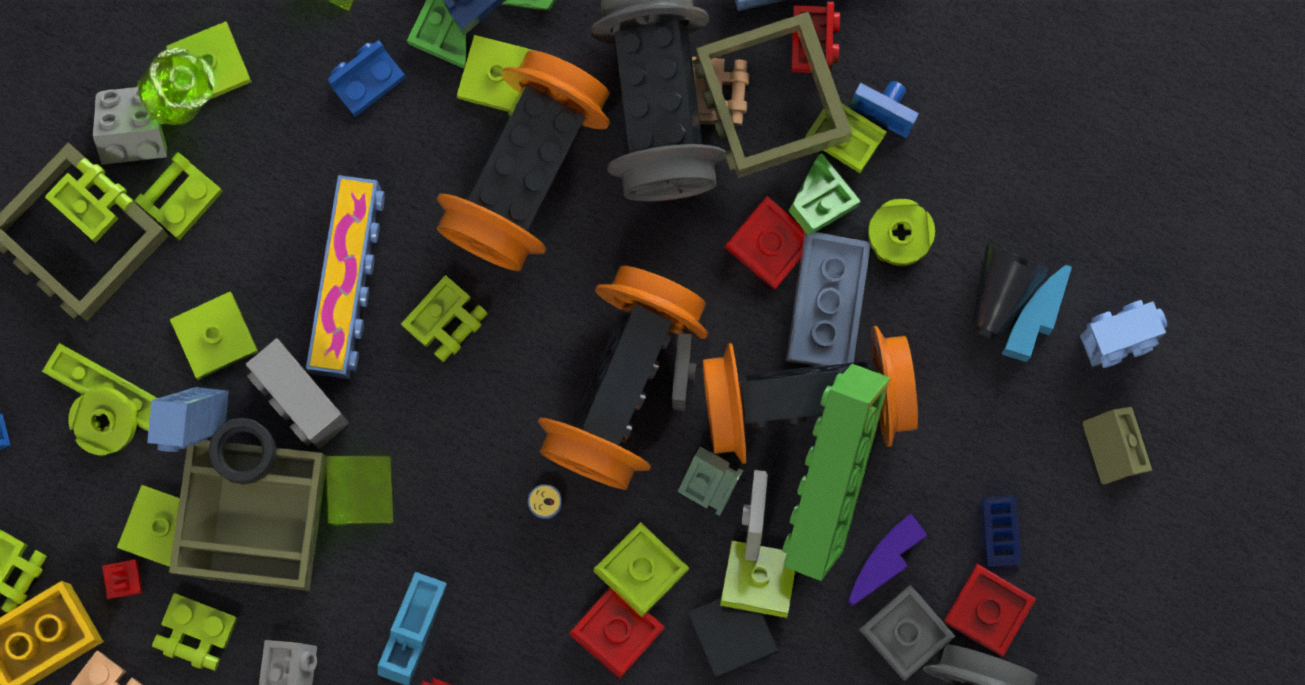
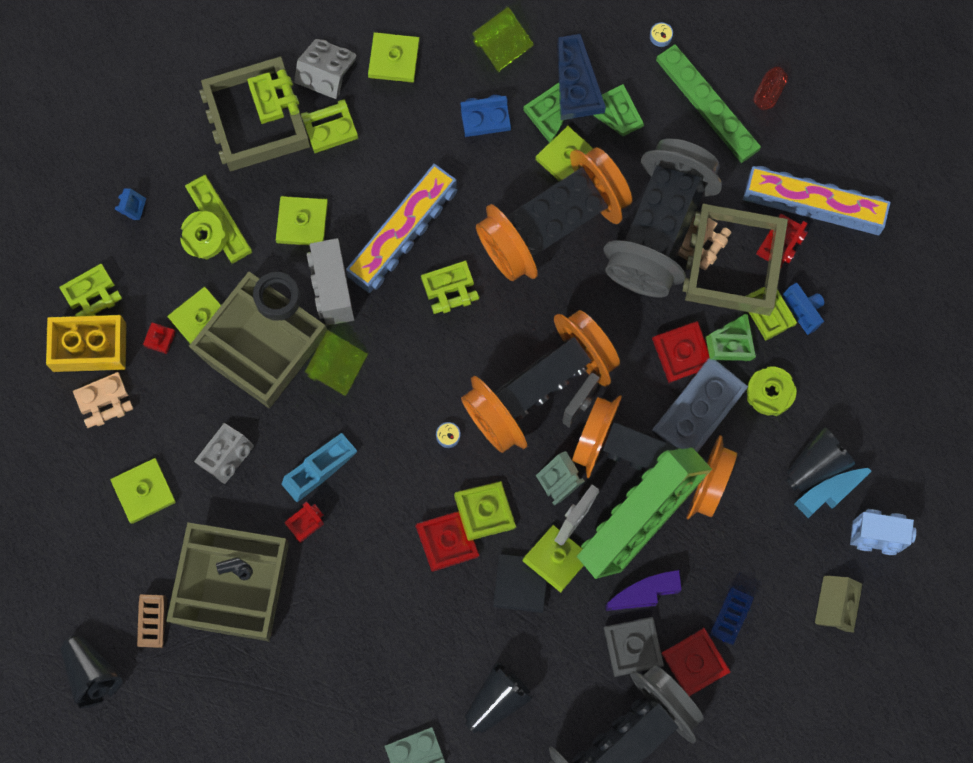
camera: 25 degrees right, 5 degrees down
(175, 86) = (364, 56): clear neon green brick -> none
(186, 418) = (251, 252): medium blue brick -> none
(200, 622) = (190, 389): lime plate -> none

